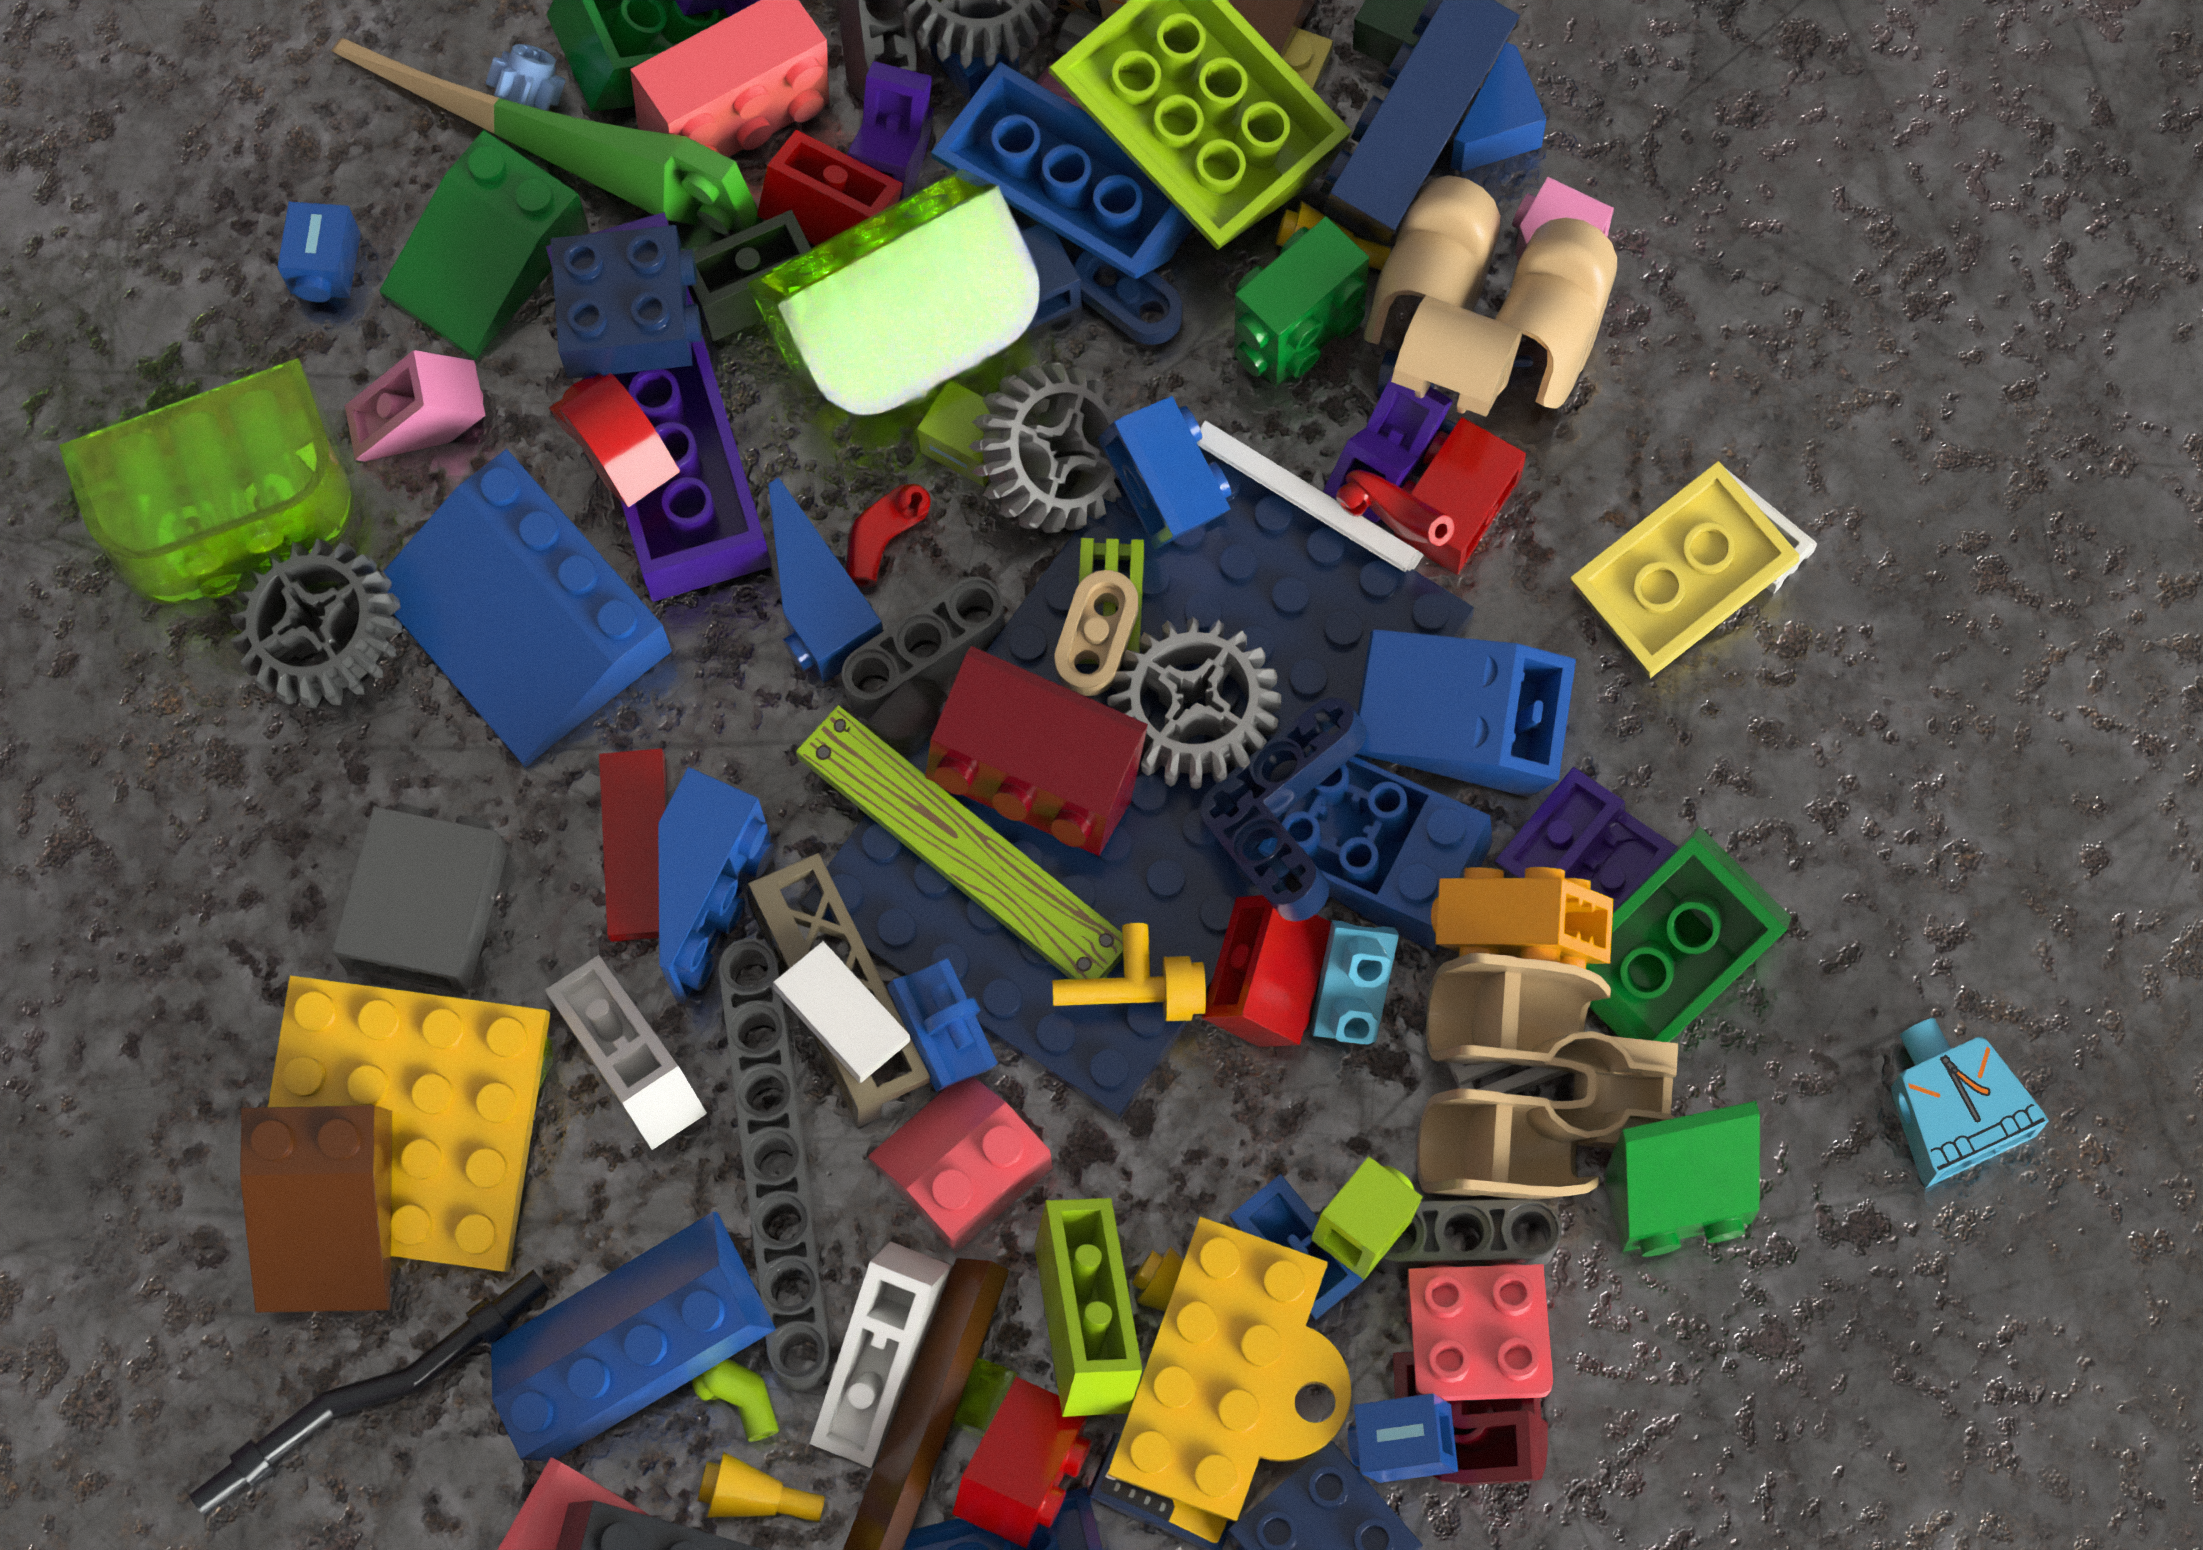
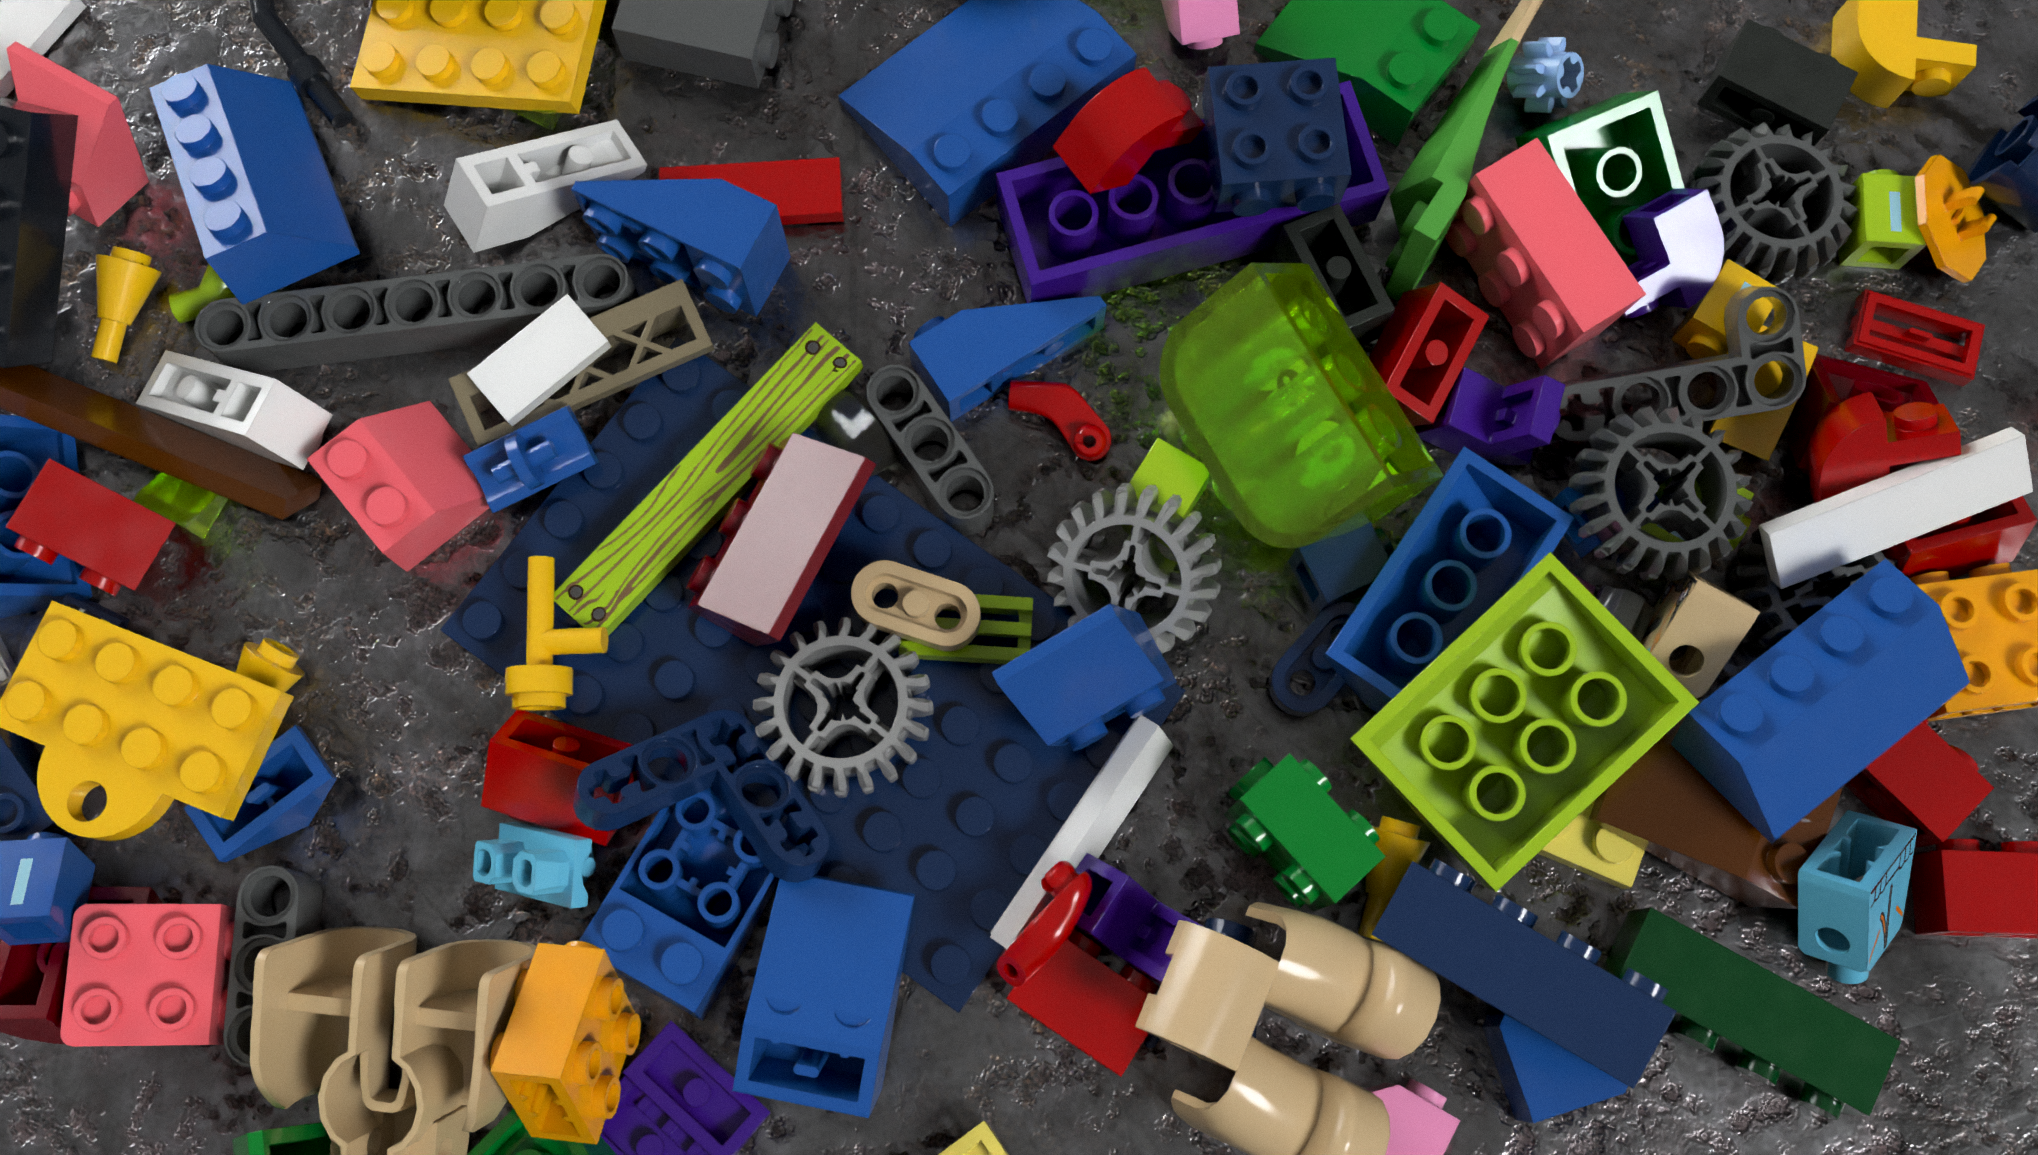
camera: 85 degrees right, 5 degrees up
(1087, 1307) = (219, 585): lime brick -> none
(1367, 1216) = (261, 861): lime brick -> none

